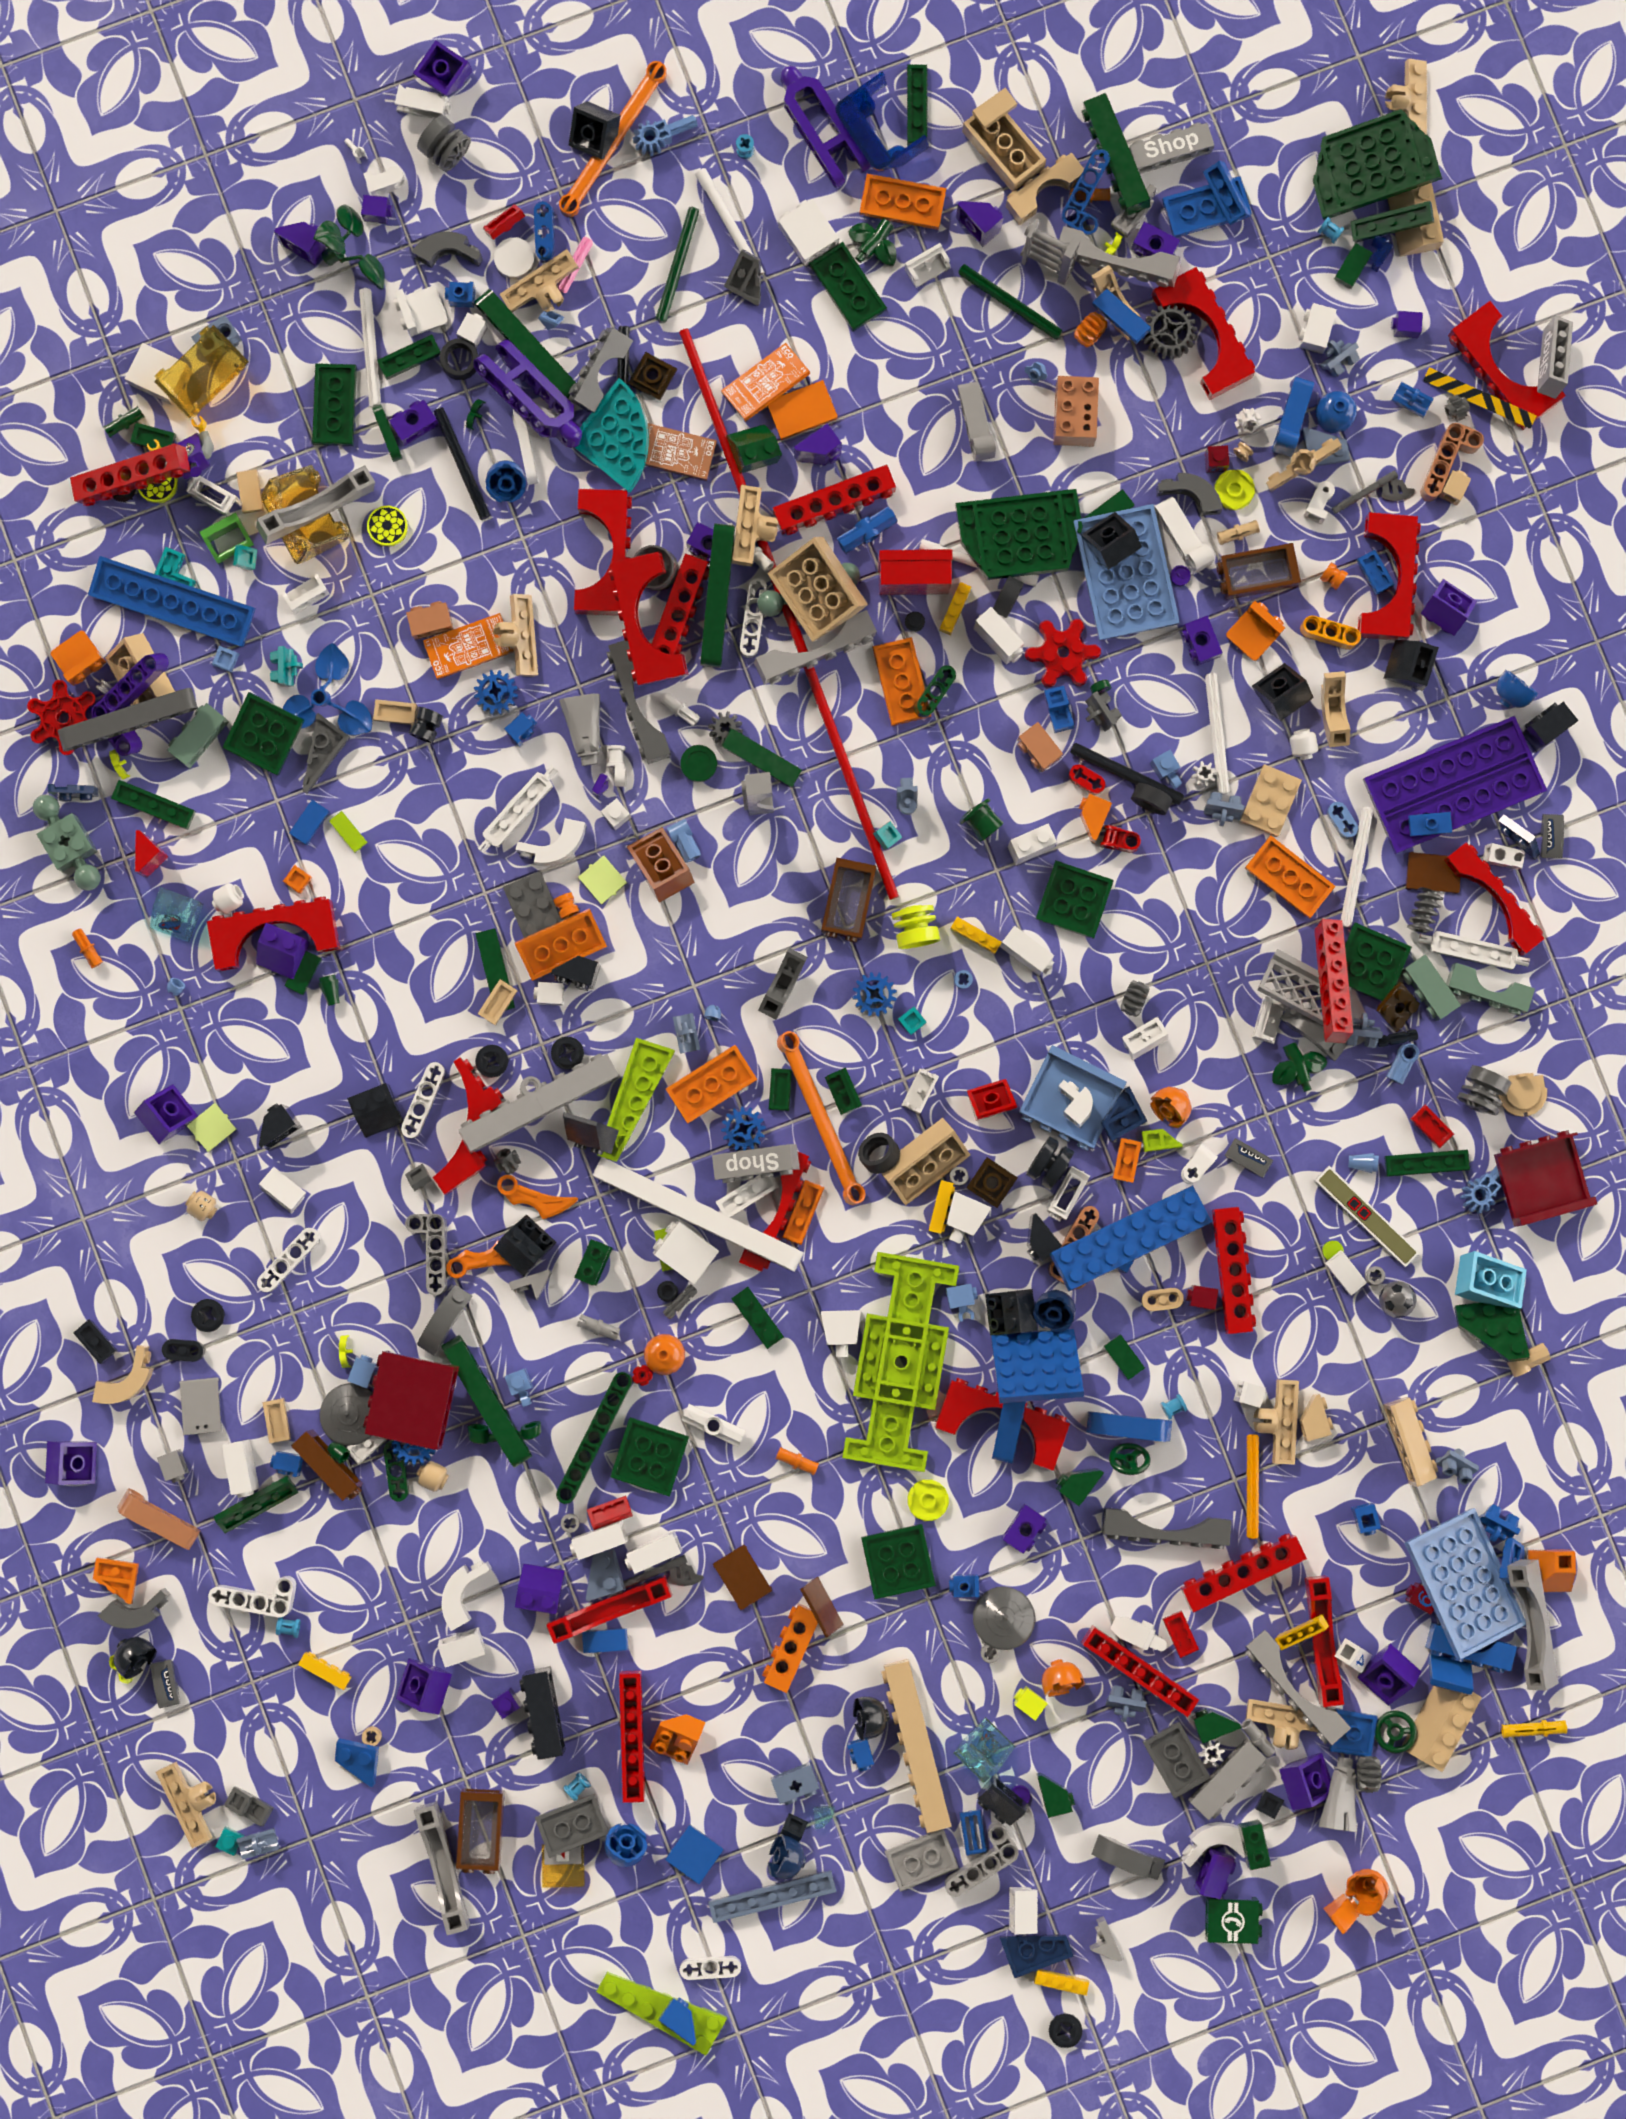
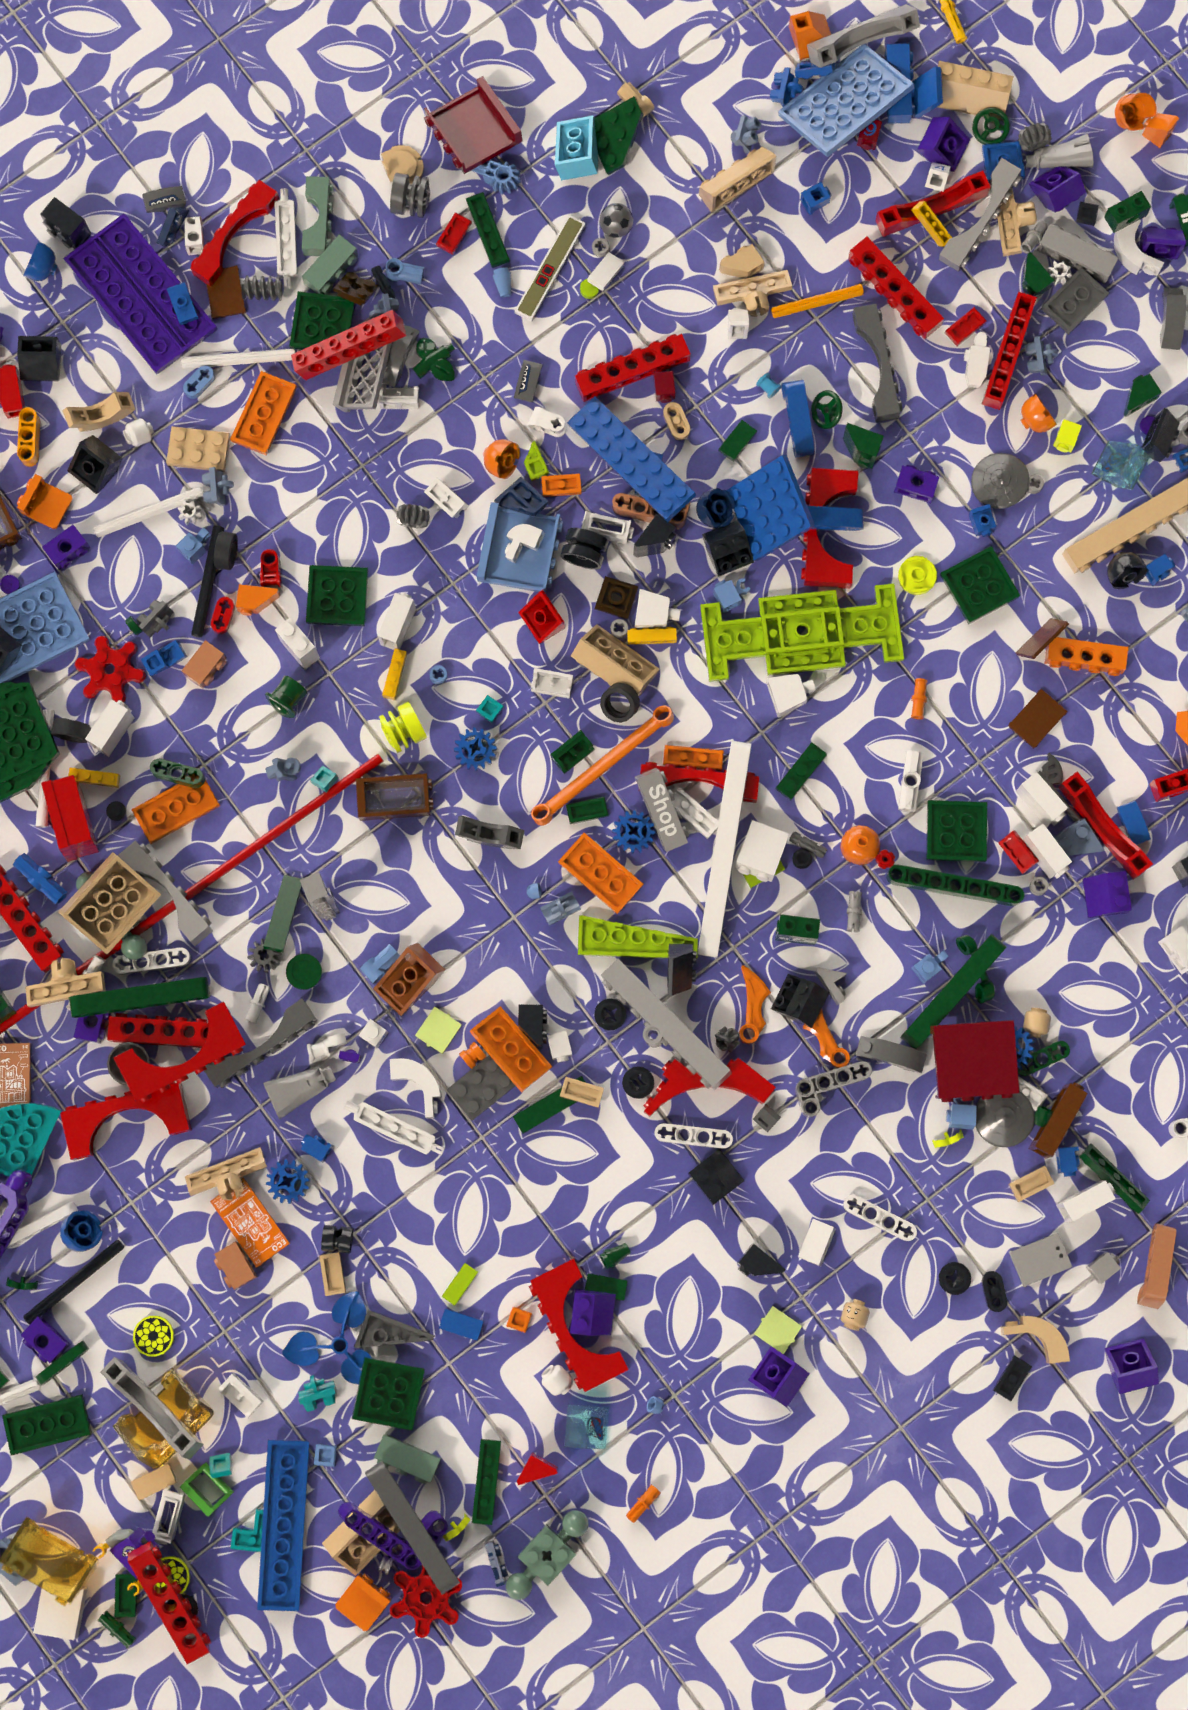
camera: 105 degrees left, 5 degrees down
(452, 1598) = (1133, 972): white arch -> none

